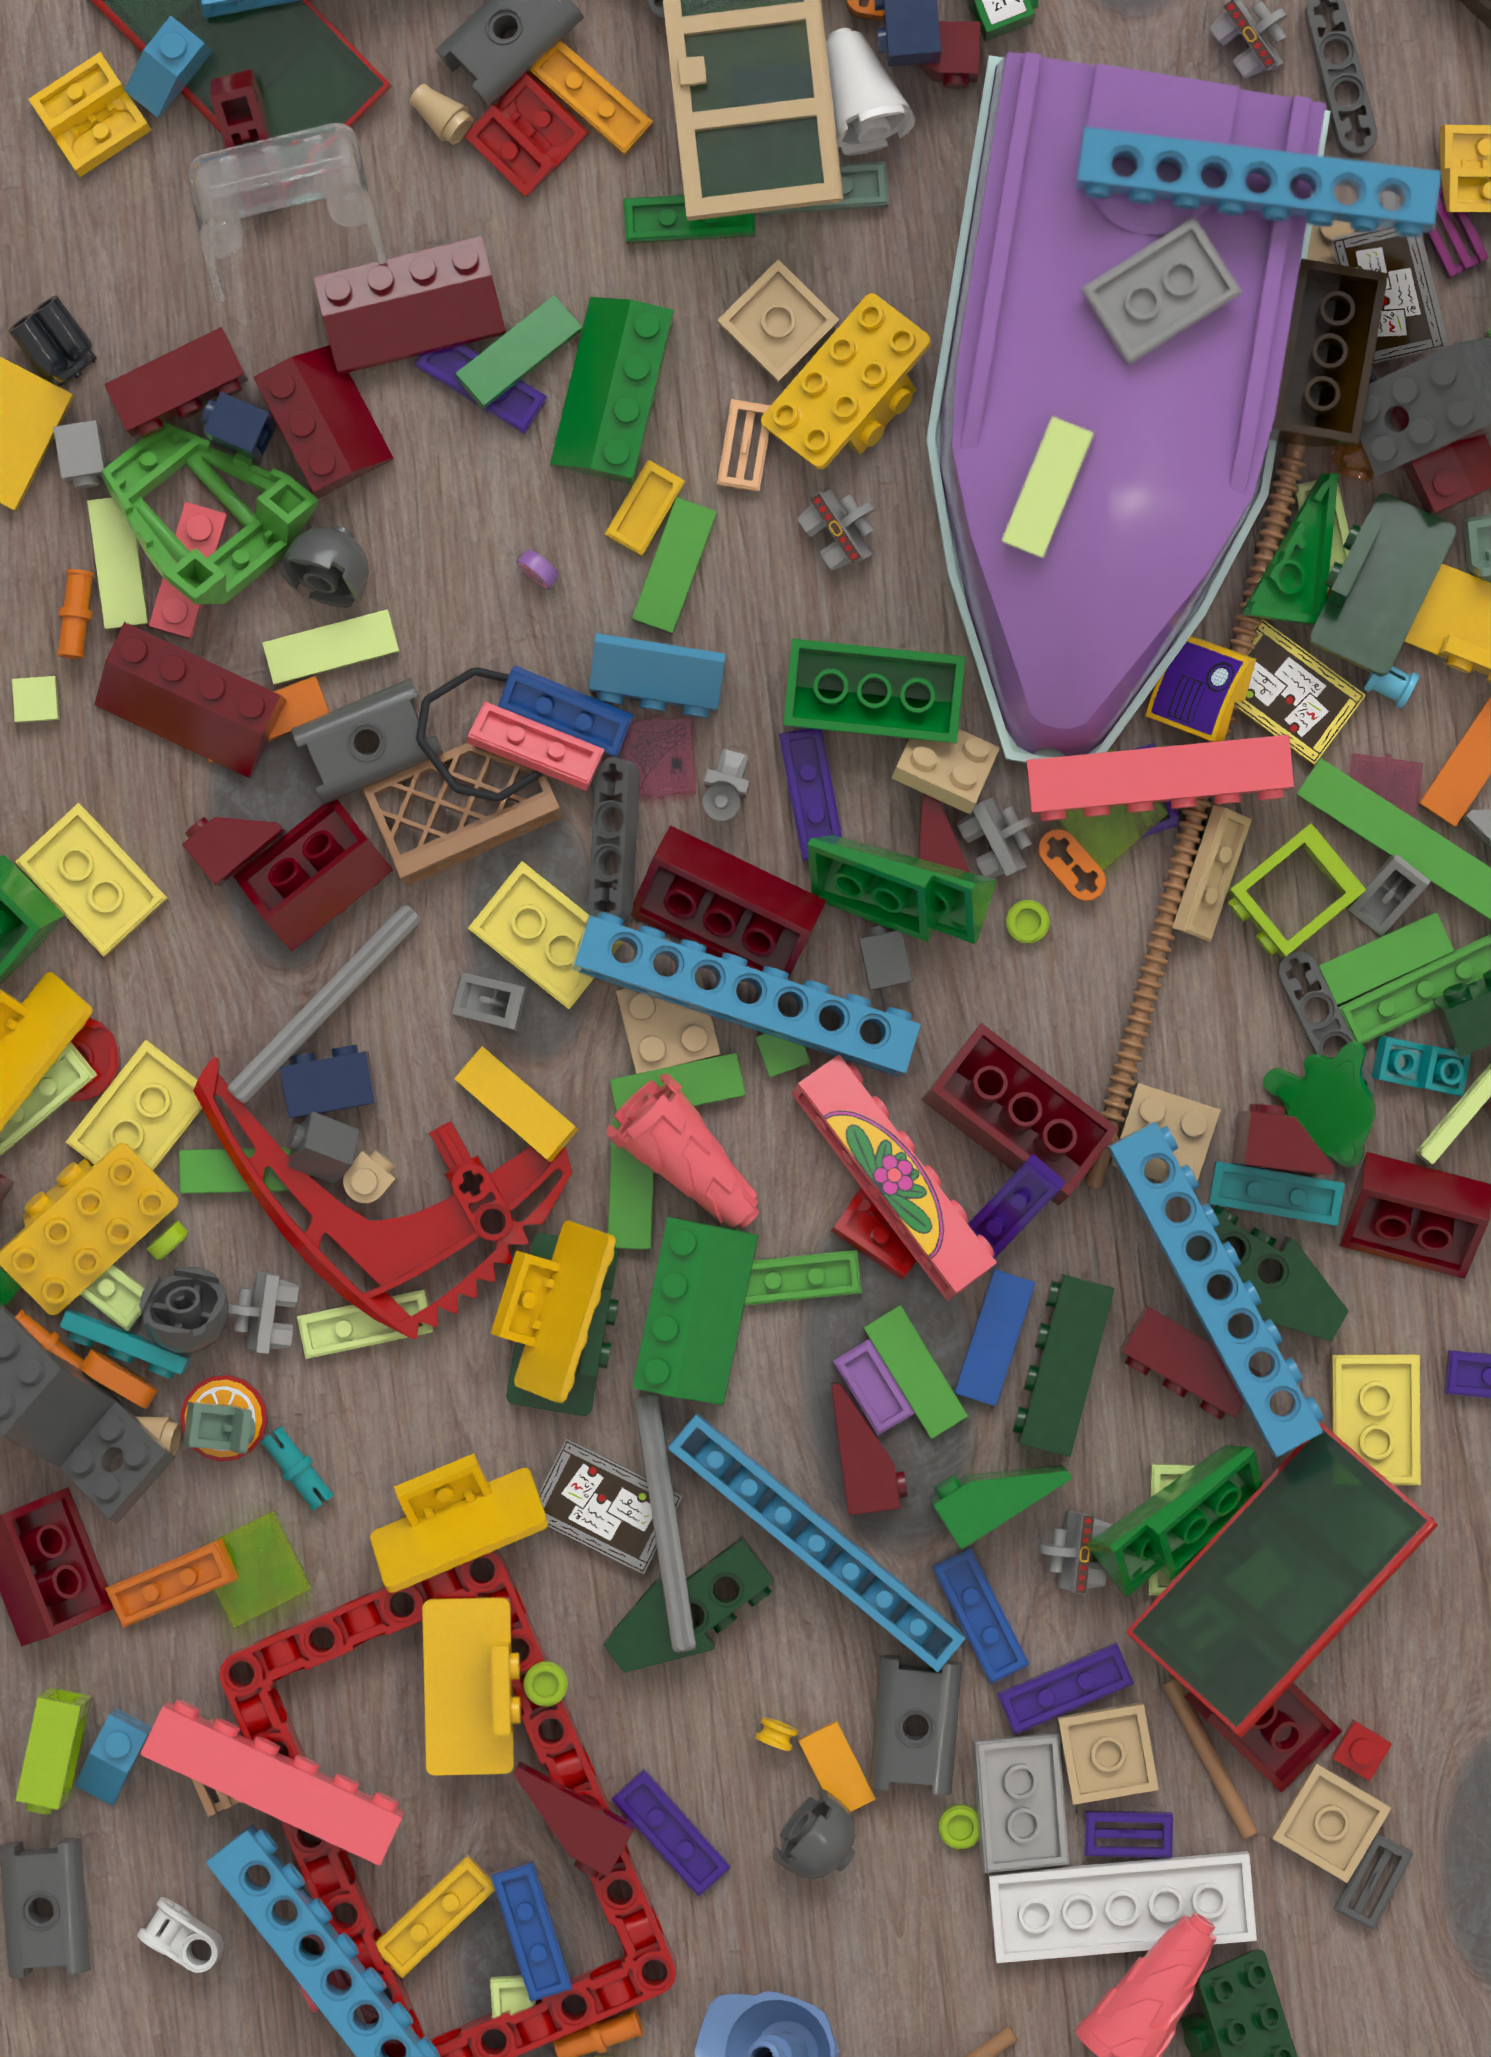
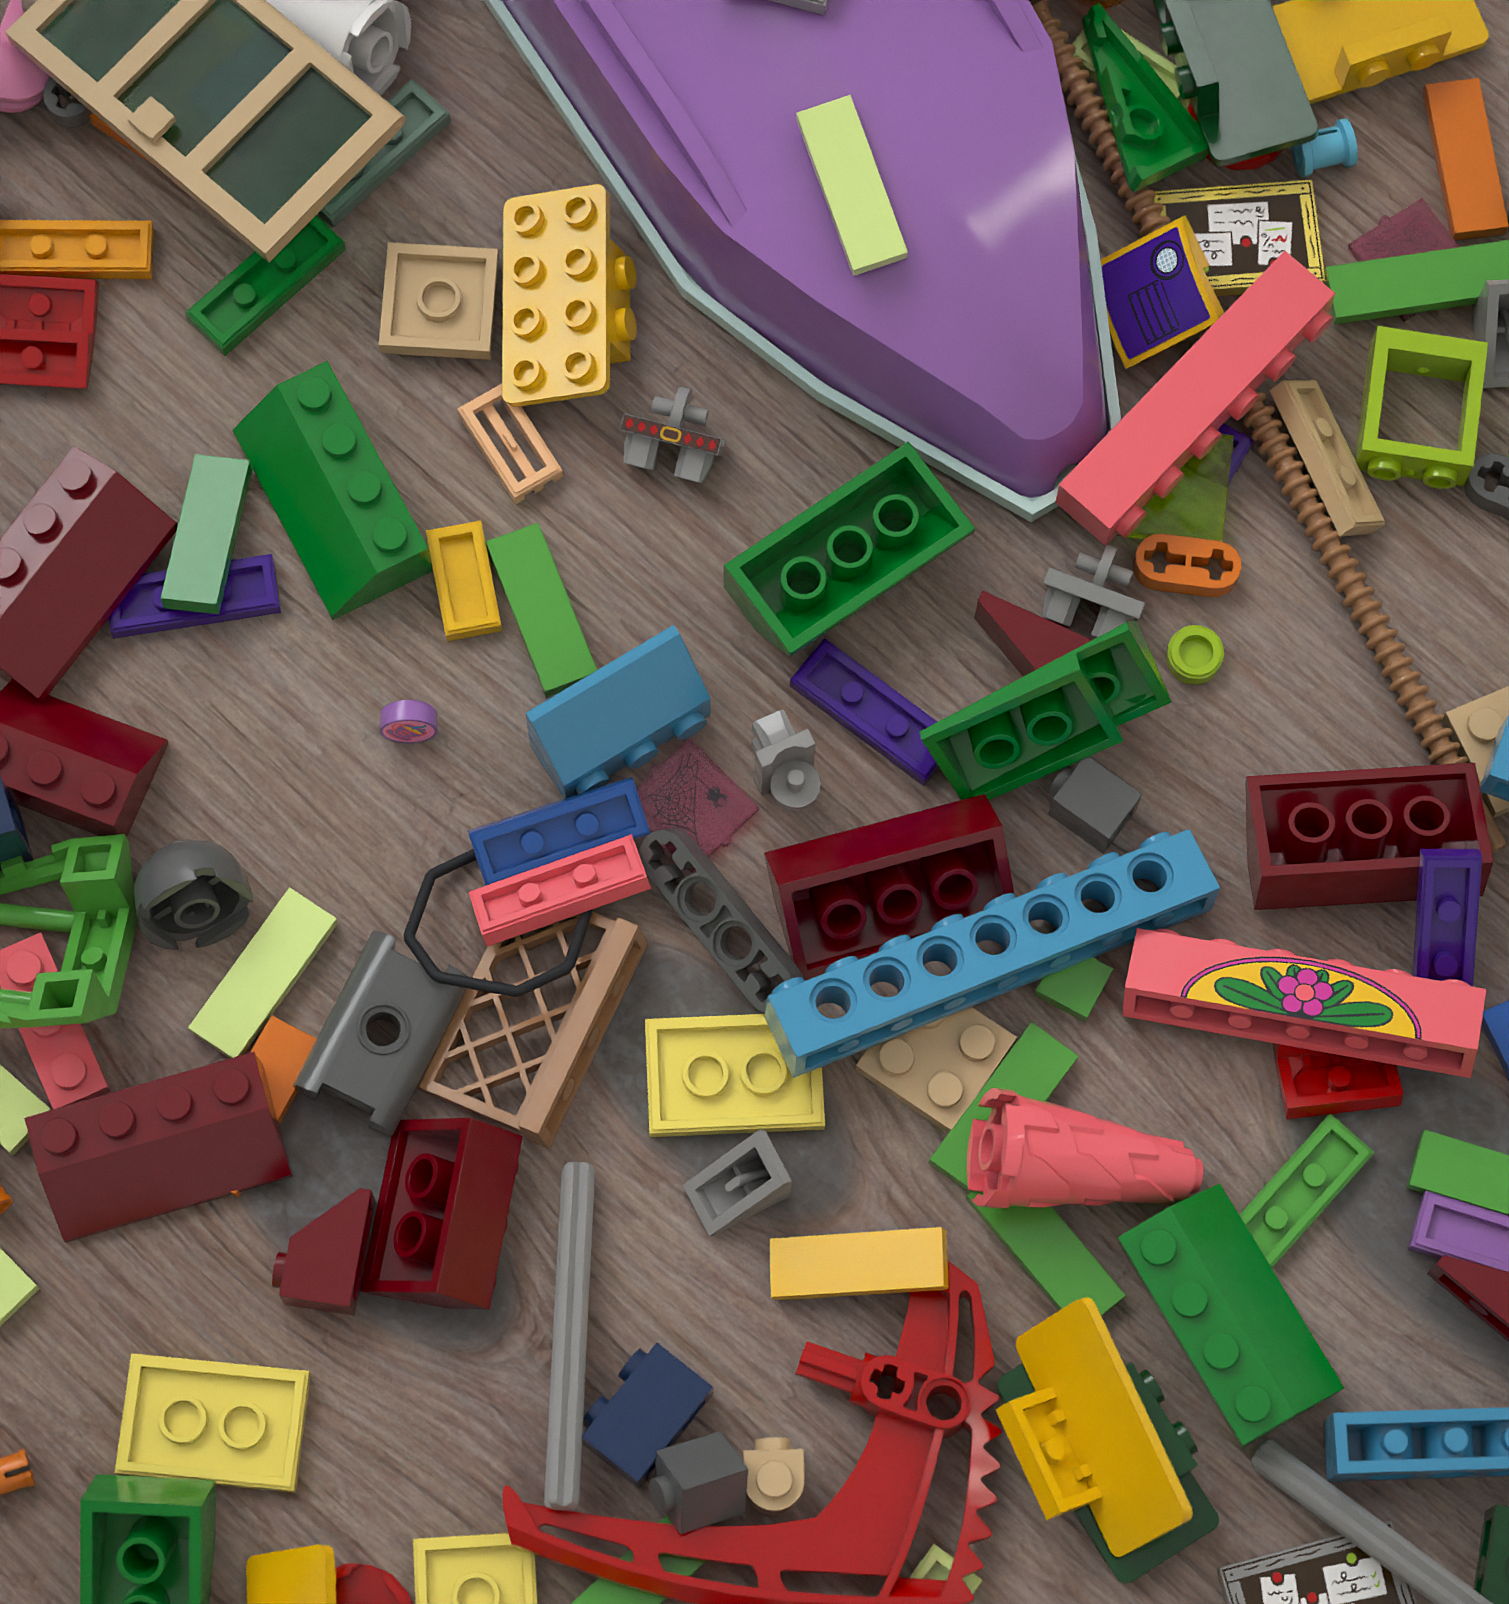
camera: 45 degrees left, 15 degrees down
(948, 770) = (986, 567): tan plate -> none

